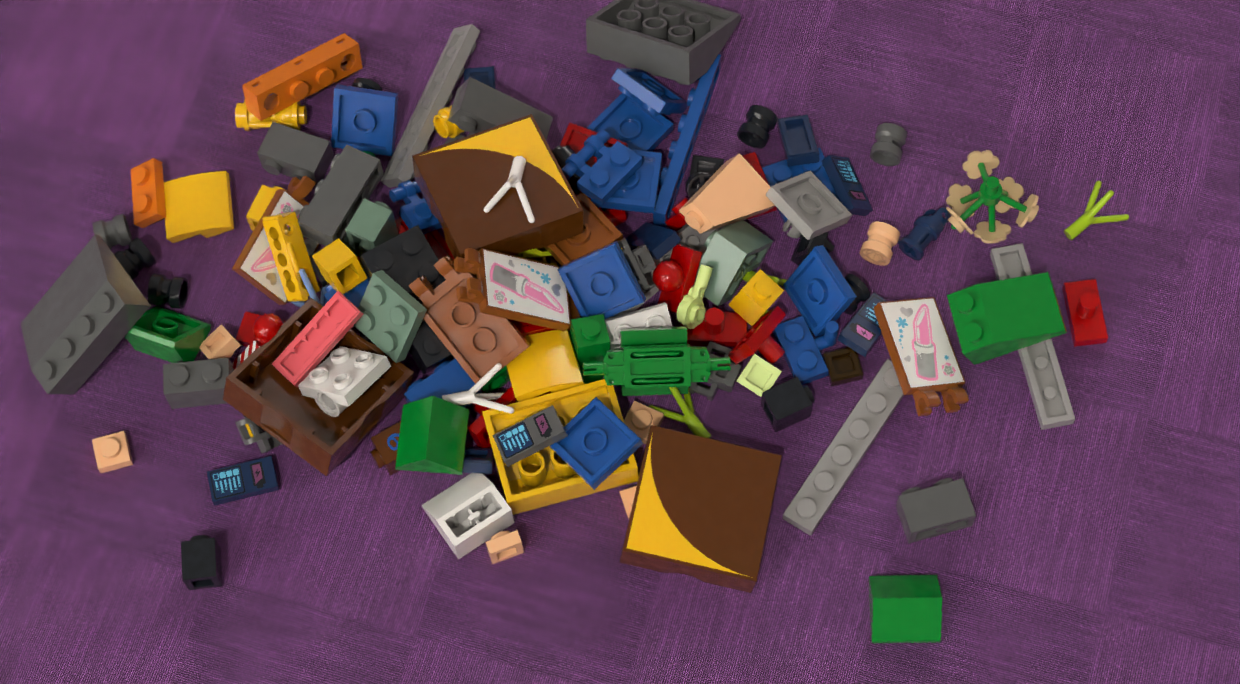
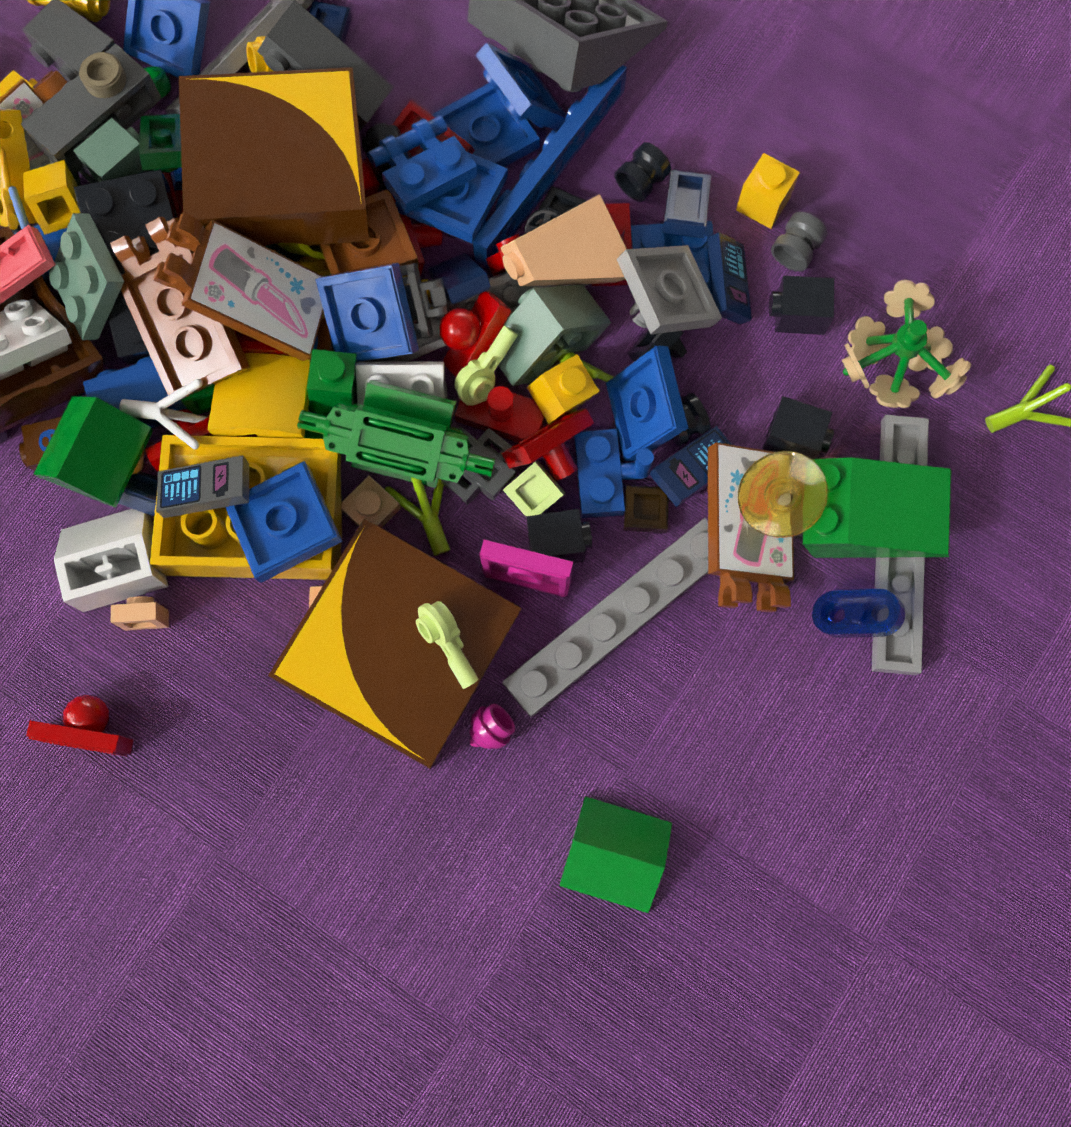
camera: 15 degrees right, 10 degrees up
(348, 169) = (102, 75): none -> dark tan tile
(408, 204) = (160, 142): none -> dark green plate
(492, 638) = (82, 729): none -> red tile
(514, 181) = (289, 143): white plant -> none
(731, 481) = (439, 626): none -> yellowish green plate
(775, 428) = (526, 568): none -> dark pink tile
(785, 549) = (491, 727): none -> dark pink plate
(853, 115) = (767, 190): none -> yellow brick
(879, 244) = (744, 366): light nougat wheel -> none
(906, 189) = (803, 305): none -> black brick
(925, 230) = (809, 365): dark blue piece -> none
(927, 314) = (773, 477): none -> clear yellow dish
(934, 278) = (799, 429): none -> black brick
(935, 509) = (699, 737): dark grey brick -> none
(1019, 389) = (860, 613): none -> clear blue plate
(1085, 312) = (979, 533): red tile -> none

